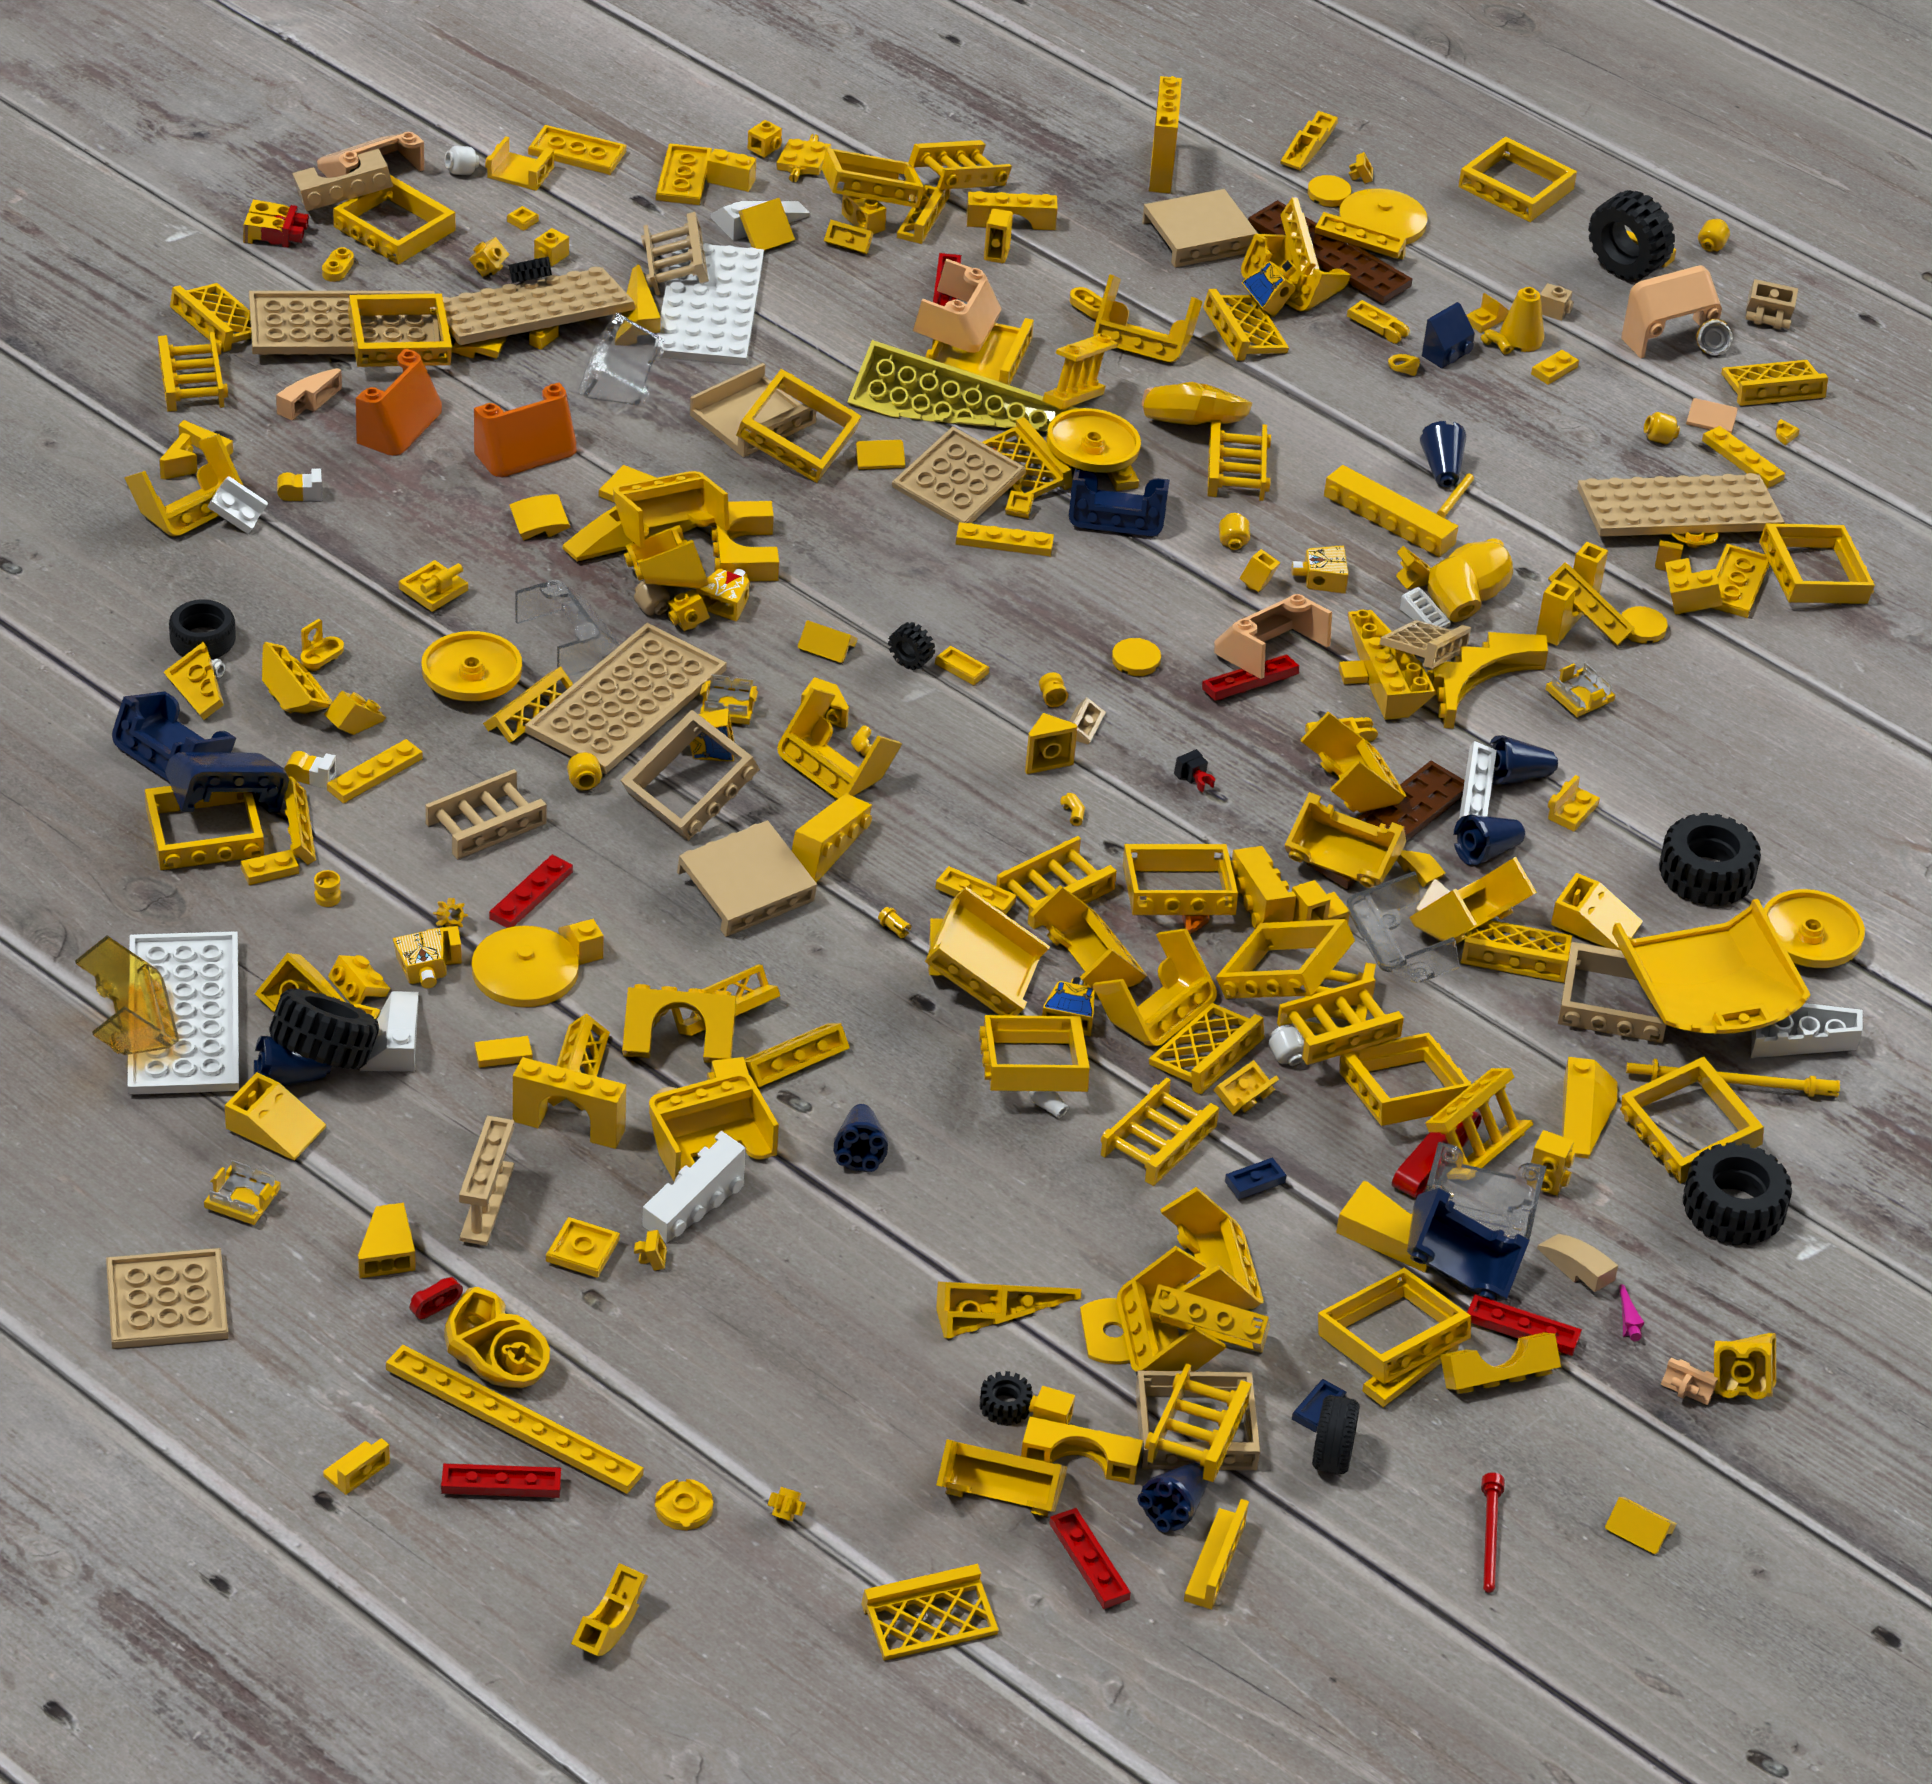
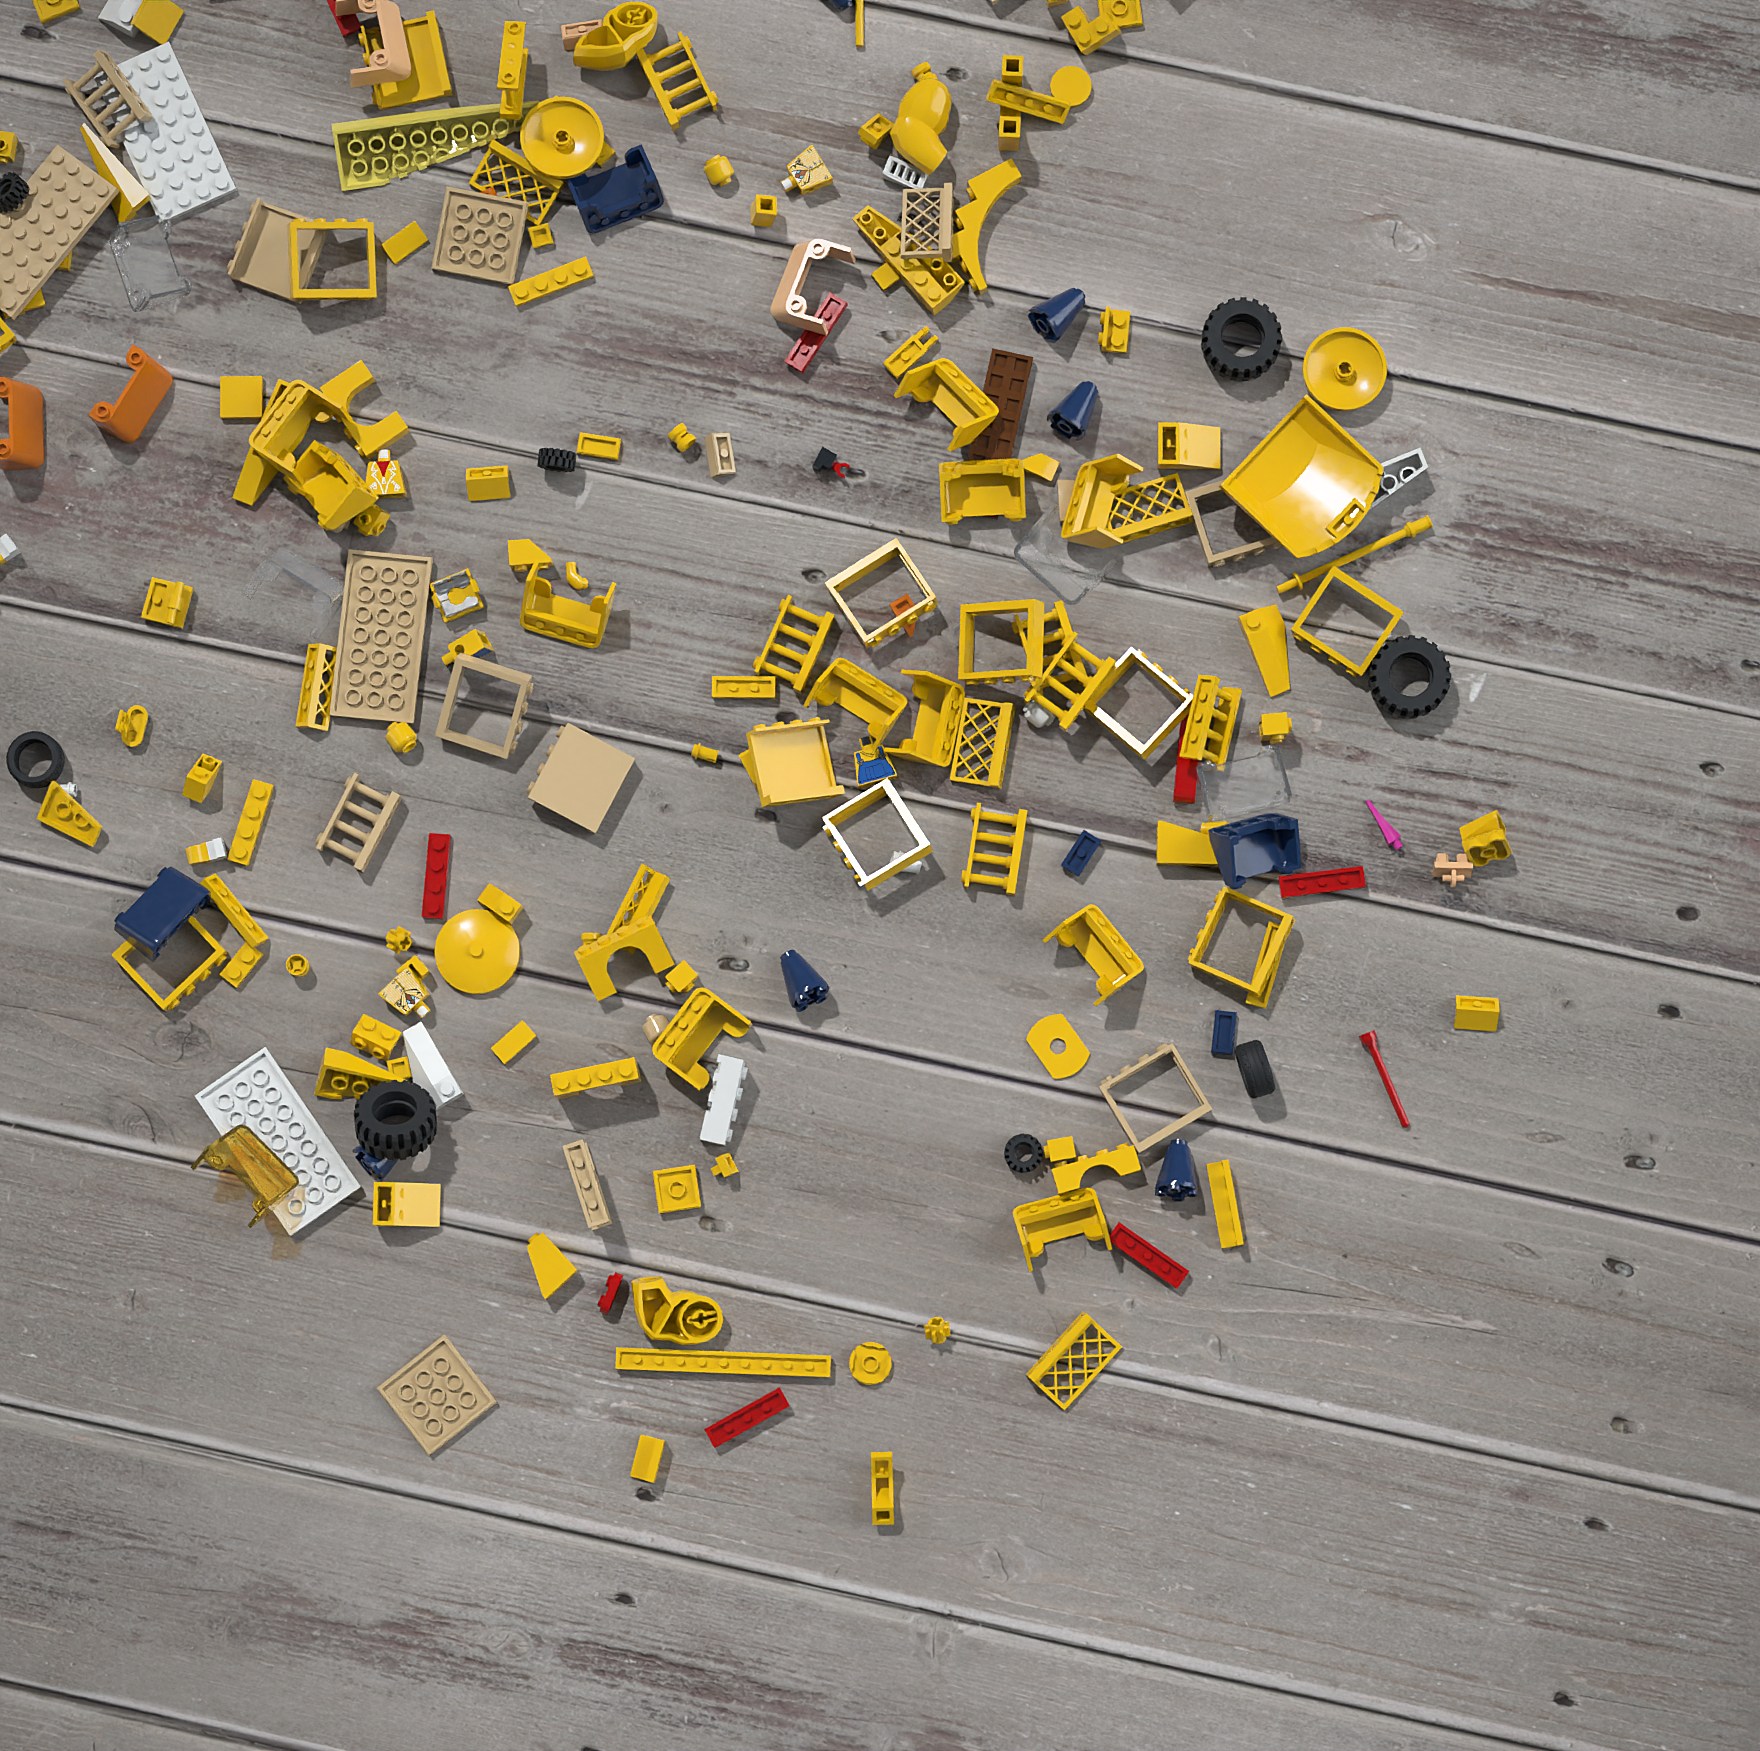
camera: 20 degrees left, 40 degrees up
(152, 735) = (88, 886): dark blue windscreen -> none
(242, 1192) = (427, 1280): piece -> none
(291, 681) = (141, 775): yellow wedge -> none
(471, 666) = (254, 679): yellow dish -> none
(539, 515) = (195, 474): yellow slope -> none
(573, 1050) = (567, 1025): yellow fence -> none
(796, 1053) = (712, 925): yellow fence -> none
(830, 834) = (612, 697): yellow wedge -> none
(976, 1305) = (958, 1081): yellow wedge -> none
(1050, 744) = (715, 508): yellow slope -> none
(1071, 801) = (761, 550): yellow arm -> none
(1136, 656) = (719, 358): yellow tile -> none
(1156, 1344) = (1085, 1034): yellow windscreen -> none
(1213, 1317) = (1127, 1007): yellow window -> none
(1218, 1439) = (1181, 1102): yellow fence -> none
(1244, 1087) = (1032, 771): yellow bracket -> none
(1262, 886) = (941, 565): yellow wedge -> none
(1315, 904) = (993, 567): yellow brick -> none
(1391, 510) = (822, 71): yellow brick -> none
(1478, 780) = (1041, 362): white plate -> none
(1532, 1355) = (1342, 914): yellow arch -> none
(1579, 1261) = (1329, 800): tan slope -> none
(1580, 691) = (1061, 198): piece -> none

